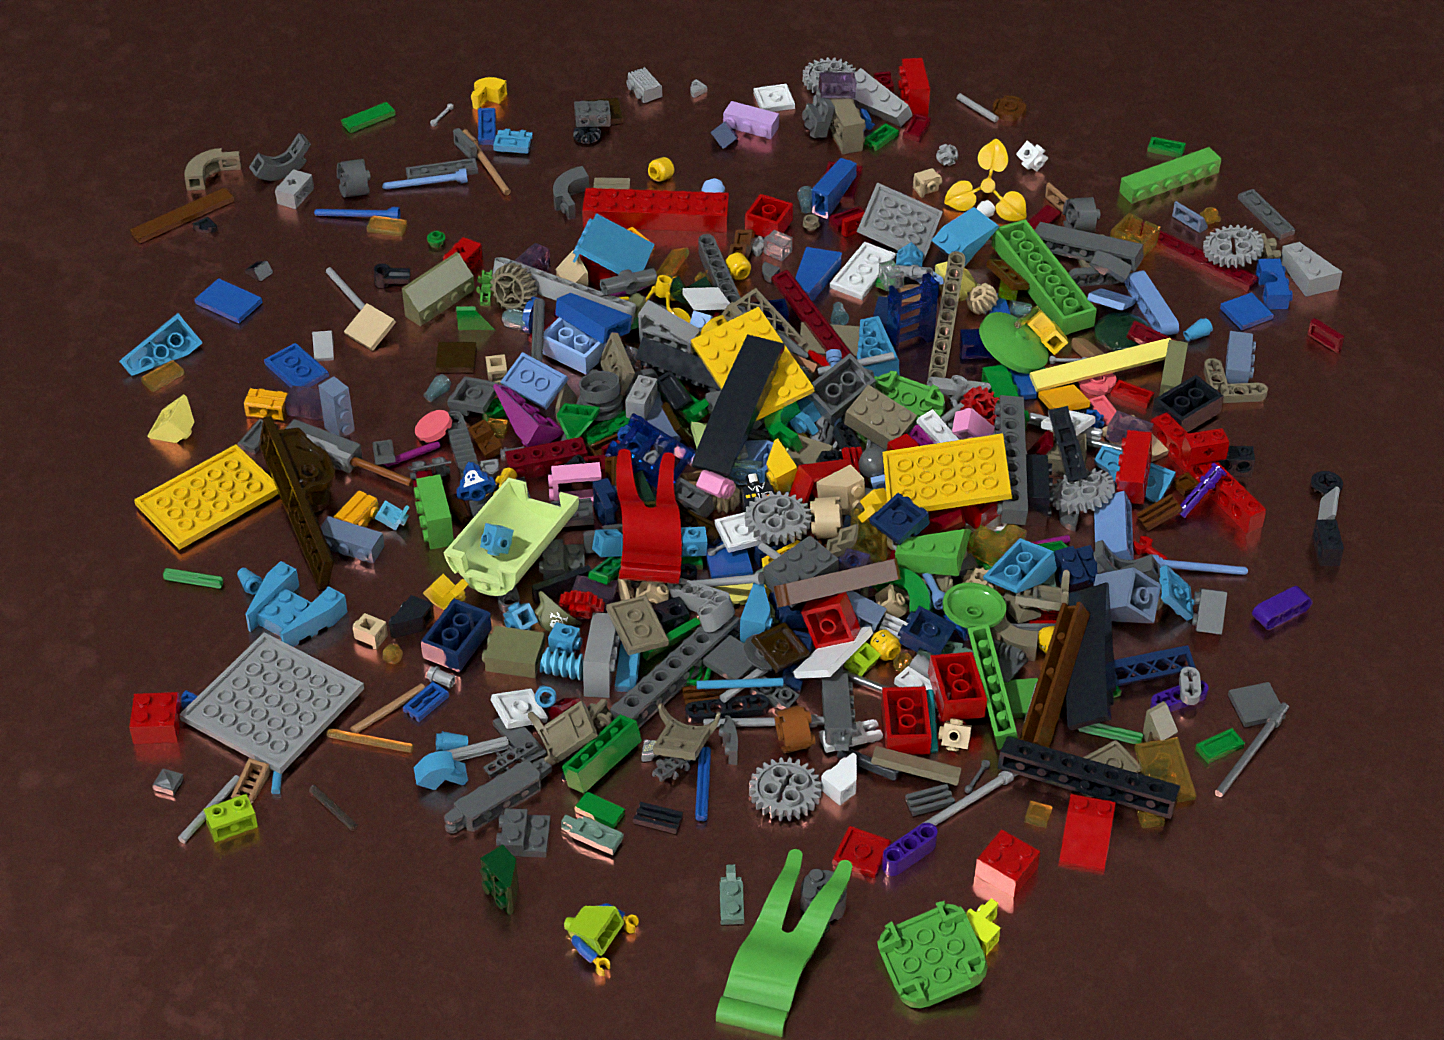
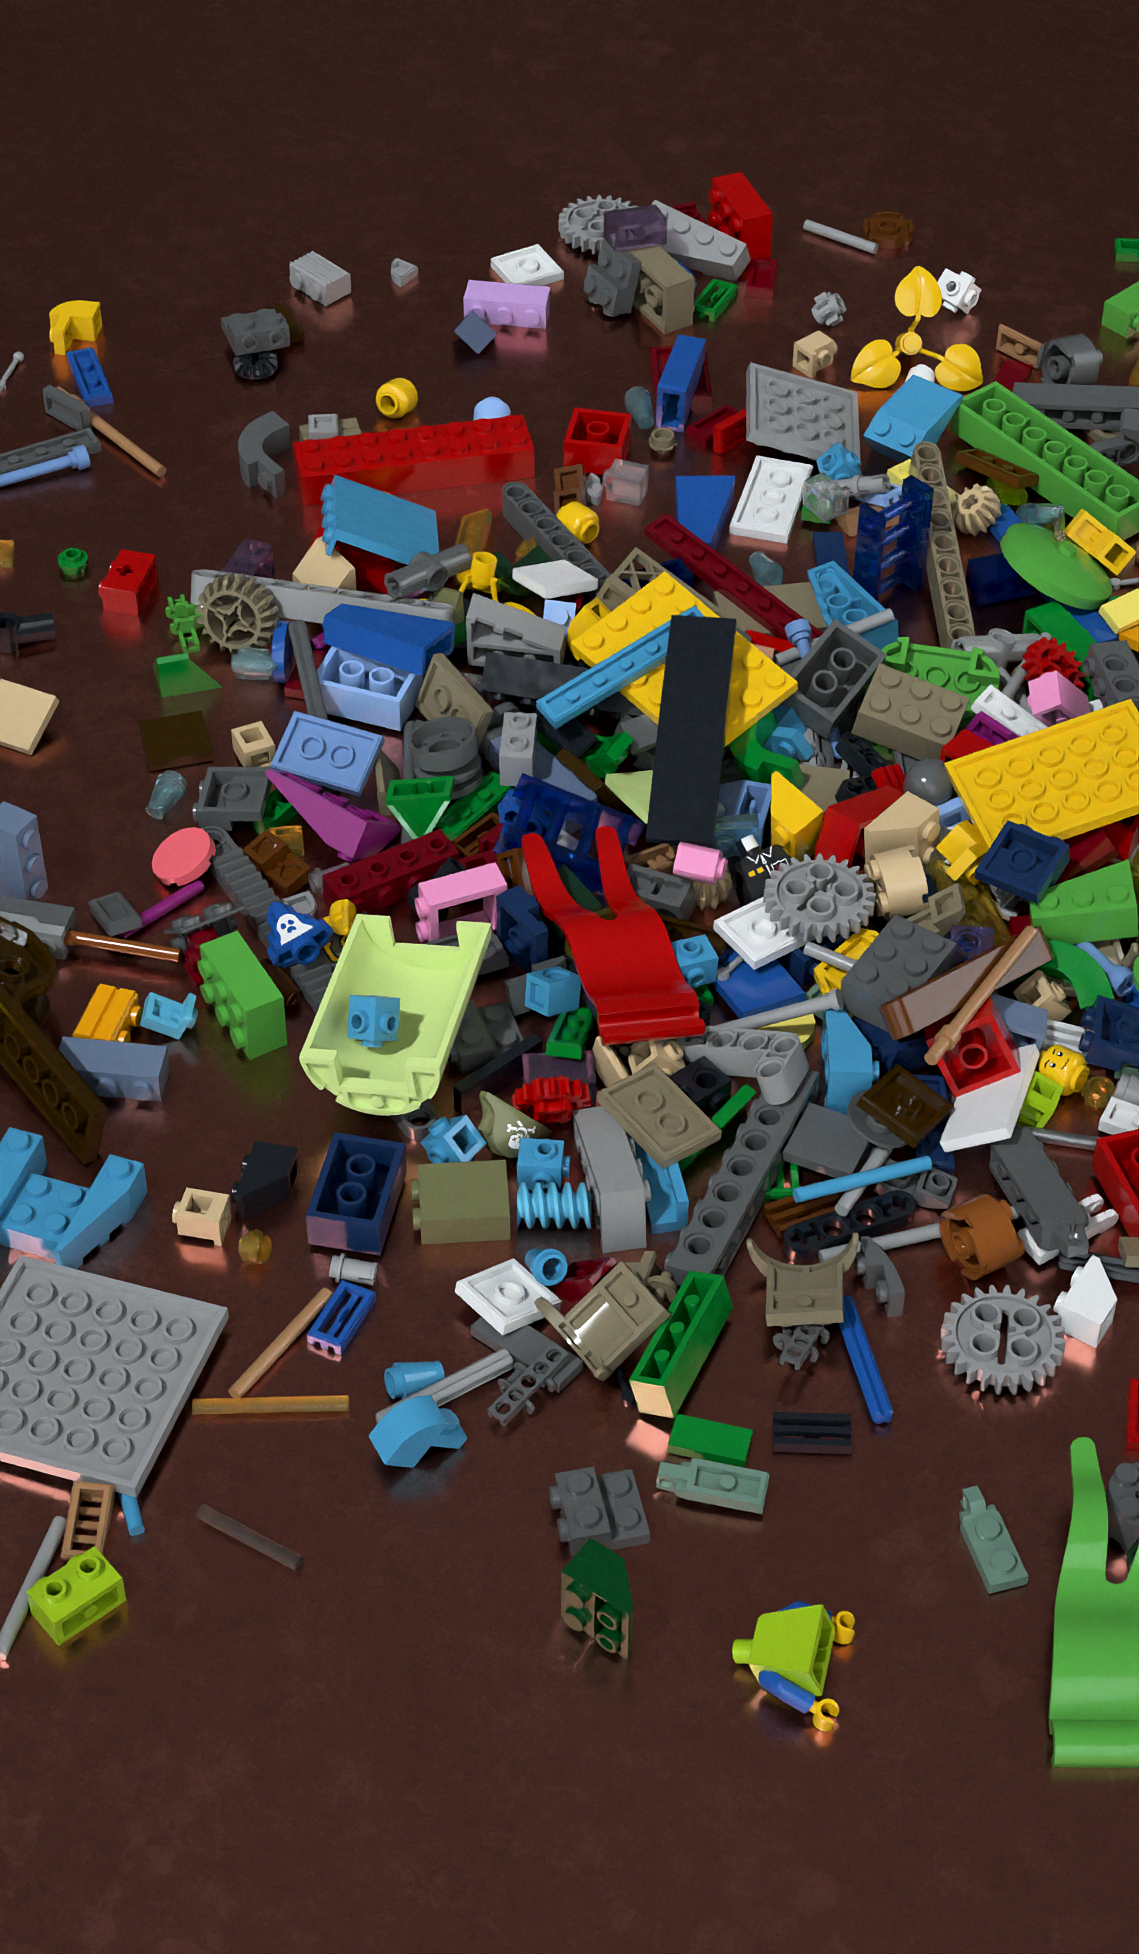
camera: 15 degrees left, 0 degrees up
(437, 289) = (110, 639): olive slope -> none
(443, 591) = (309, 1127): yellow brick -> none
(502, 792) = (529, 1455): dark grey hinge -> none
(513, 141) = (141, 393): dark azure plate -> none
(607, 180) = (322, 426): none -> light grey tile
(647, 753) = (752, 1320): light grey tile -> none
(702, 364) = (608, 676): none -> dark azure tile
(769, 270) = (628, 524): dark grey tile -> none
(811, 610) = (950, 1034): none -> medium nougat bar

